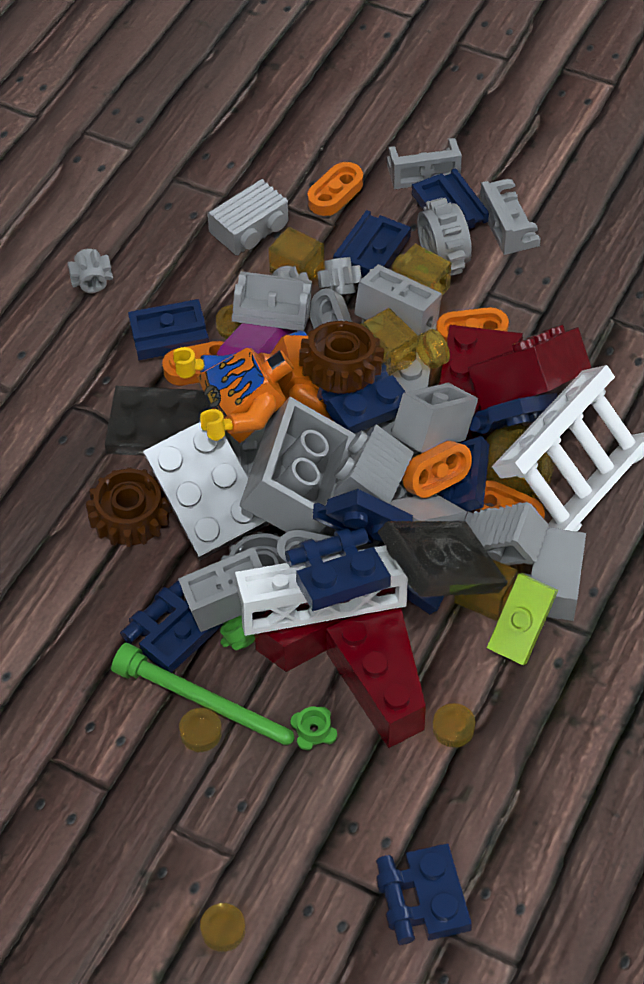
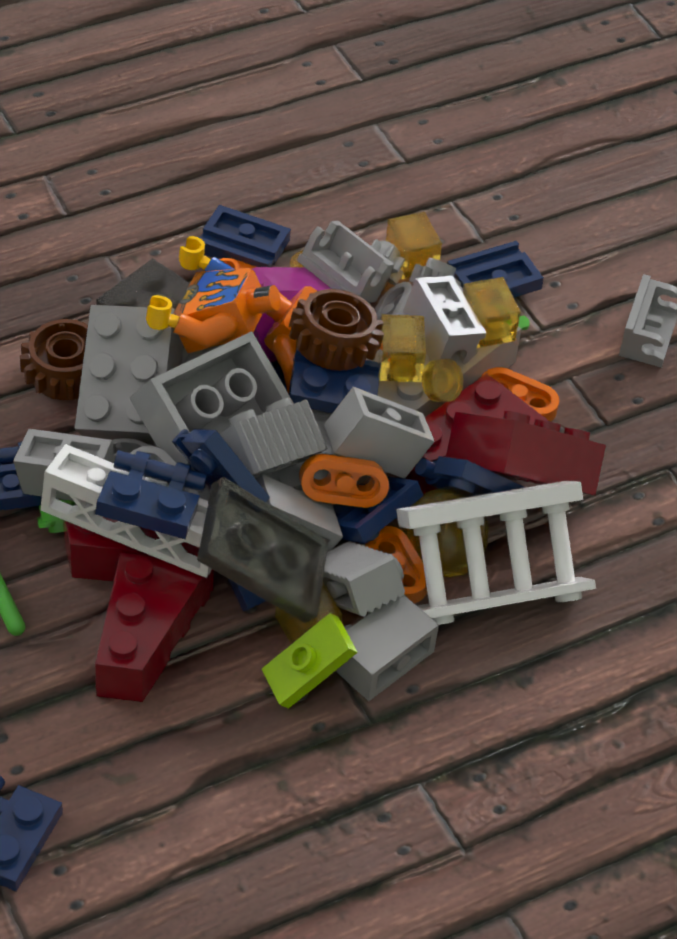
camera: 30 degrees right, 5 degrees down
(90, 270) = (220, 154): light grey gear -> none
(248, 217) = (403, 188): light grey brick -> none
(313, 717) = (45, 623): bright green plate -> none
(335, 188) = (508, 209): orange plate -> none
(415, 168) = (612, 237): light grey hinge -> none
(445, 233) = (558, 299): light grey gear -> none
(453, 725) = (169, 713): clear yellow tile -> none
(455, 190) = (604, 280): dark blue plate -> none

